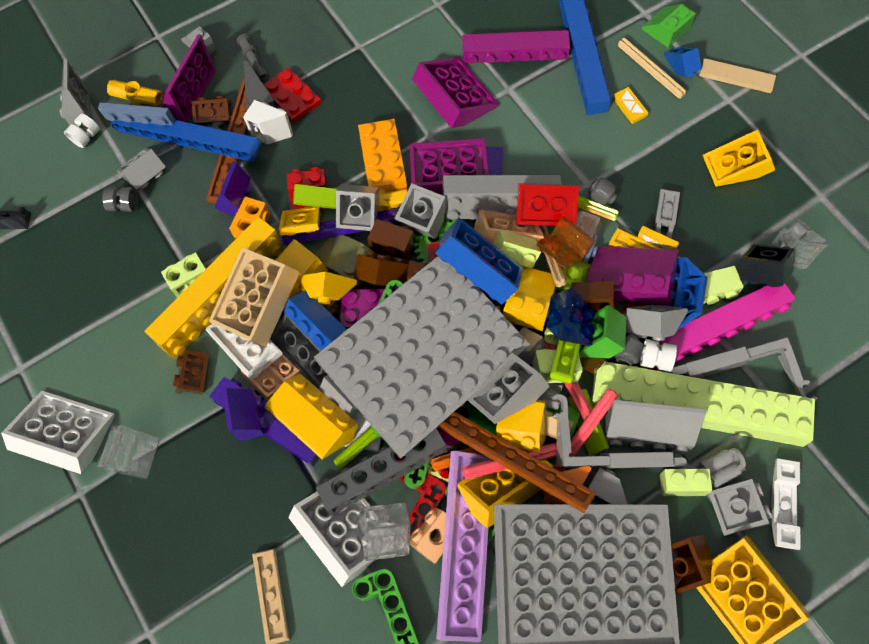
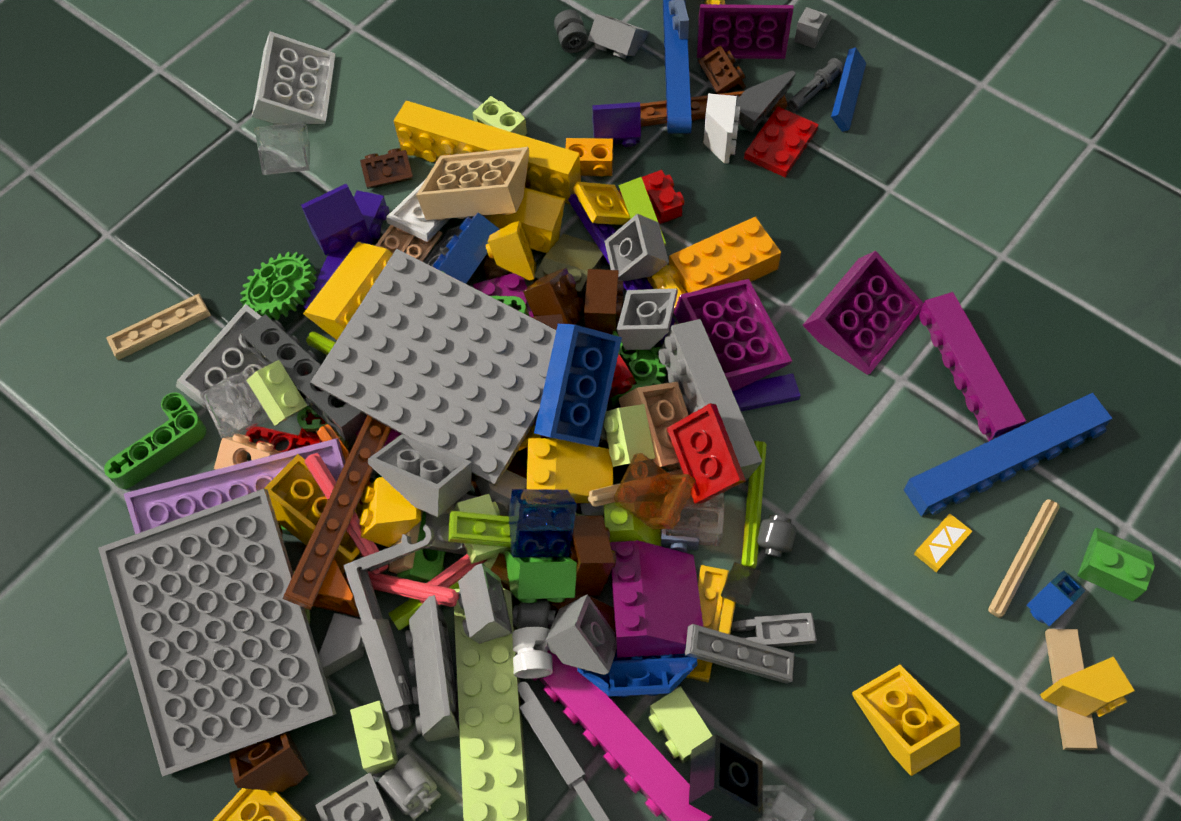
camera: 70 degrees right, 5 degrees down
(267, 39) = (848, 90): none -> blue tile
(284, 463) = (279, 285): none -> bright green gear
(392, 492) = (276, 392): none -> yellowish green brick
(623, 374) = (483, 605): none -> light grey slope
(633, 220) = (740, 584): none -> clear smoke tile
(682, 234) = (739, 654): none -> light grey tile
(749, 58) = (1091, 690): none -> yellow slope

